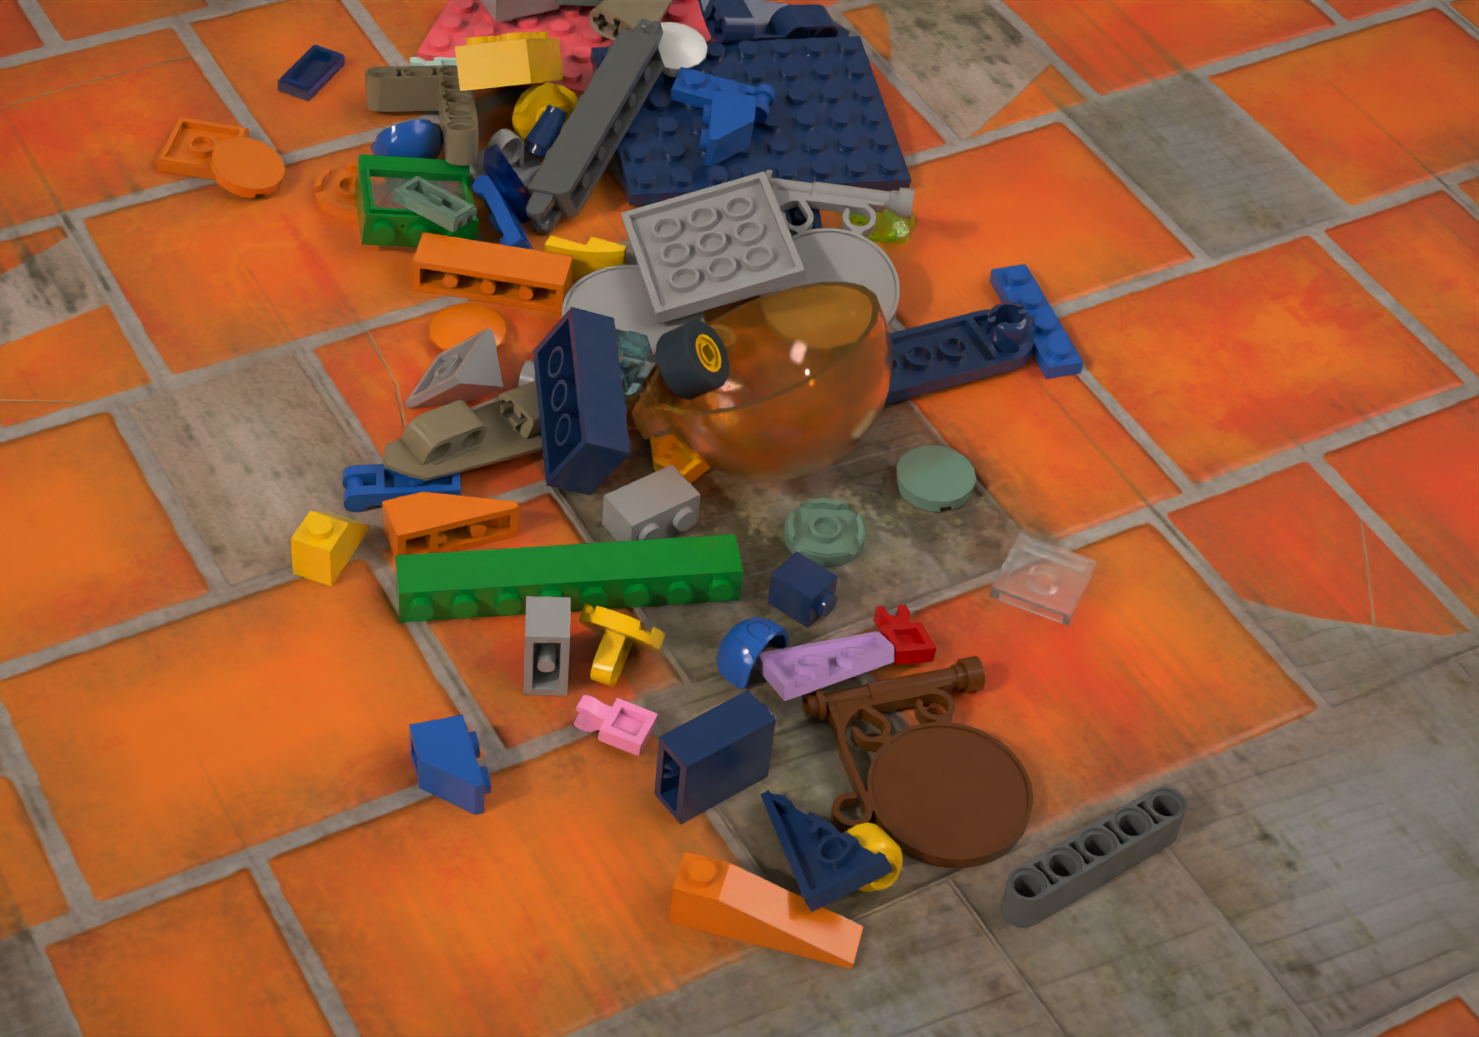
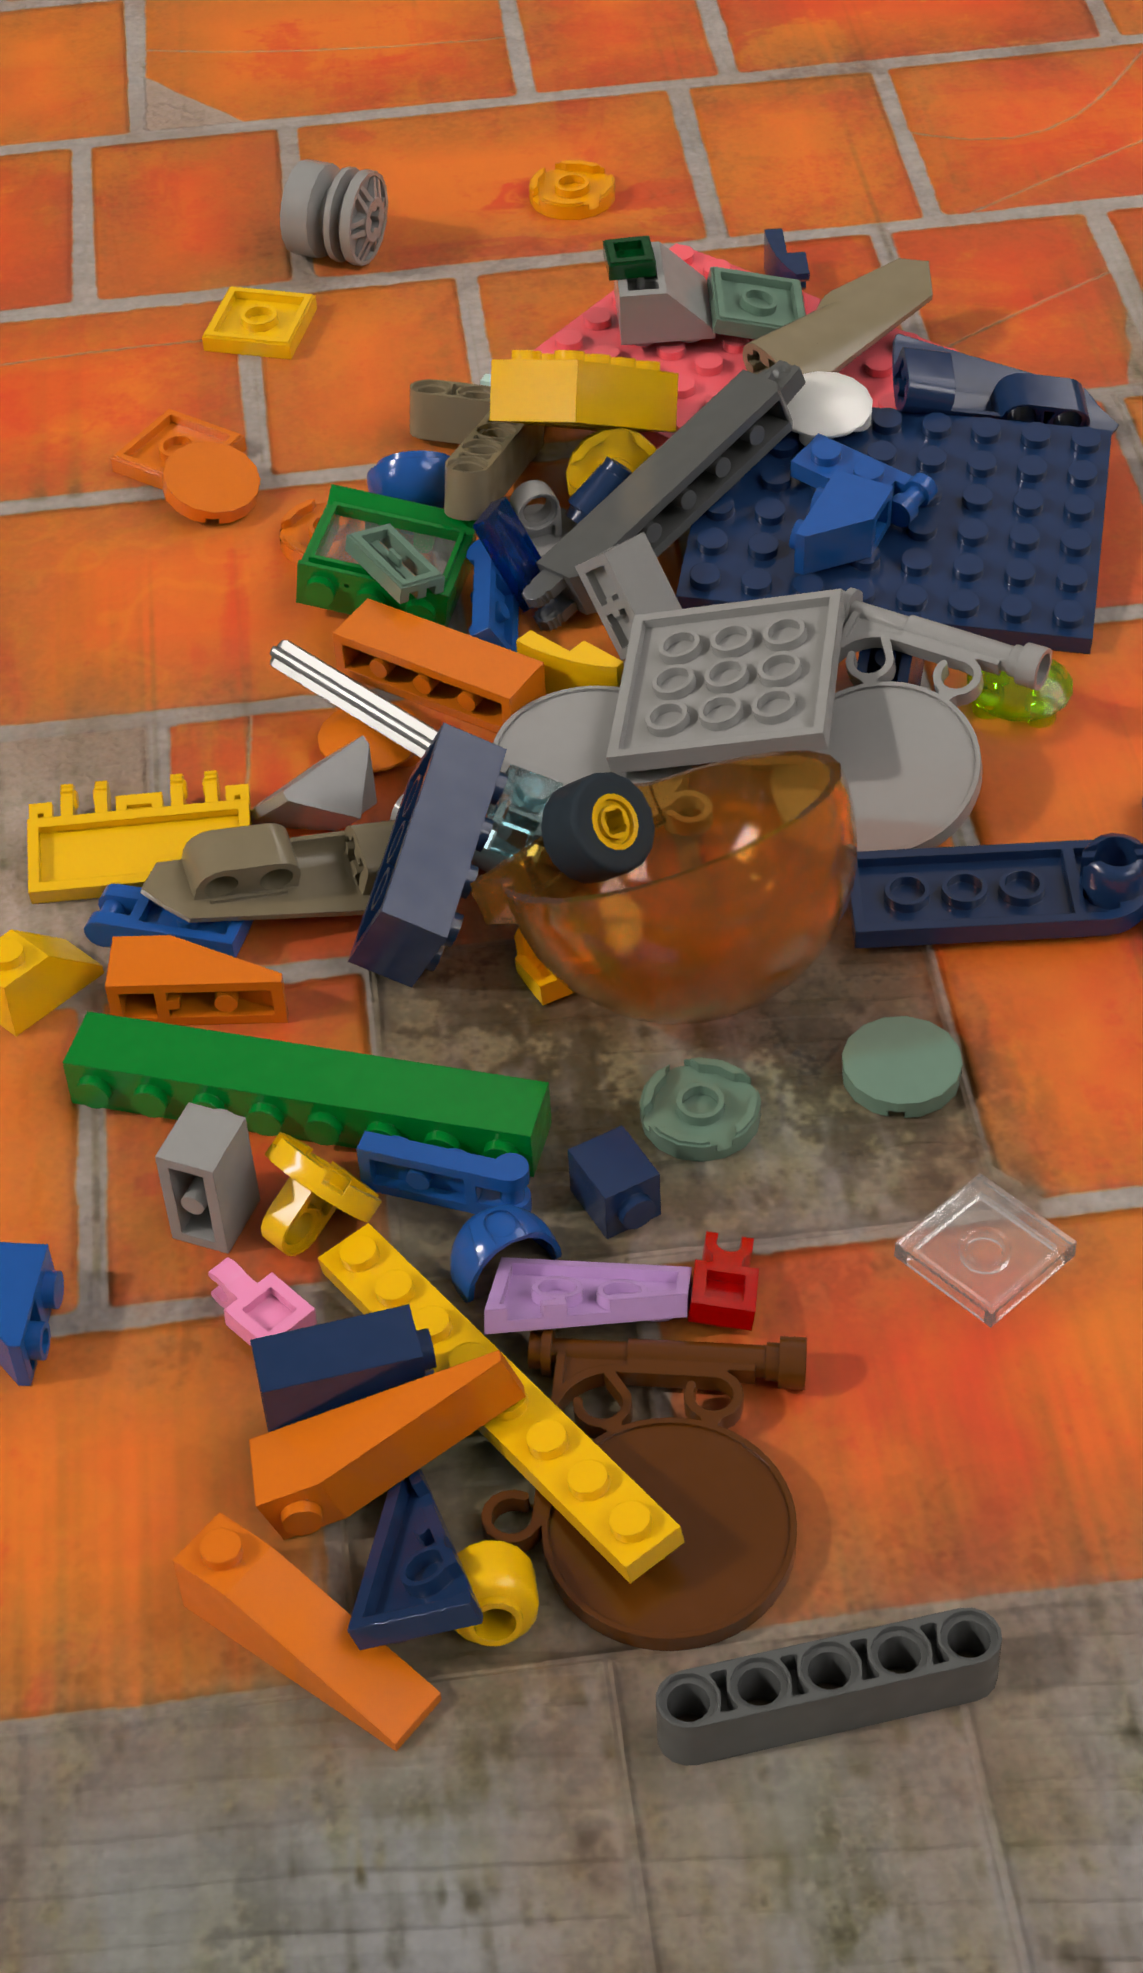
camera: 30 degrees right, 0 degrees up
(206, 42) = (260, 322): none -> yellow tile
(311, 72) = (365, 378): clear blue tile -> none
(343, 436) = (84, 853): none -> yellow hinge
(463, 308) = (352, 697): none -> axle
(603, 196) = (626, 584): none -> light grey hinge
(651, 507) = (470, 1021): light grey brick -> none
(692, 609) = (442, 1174): none -> blue plate
(740, 797) = (358, 1451): none -> orange slope
(817, 743) = (532, 1433): none -> yellow plate

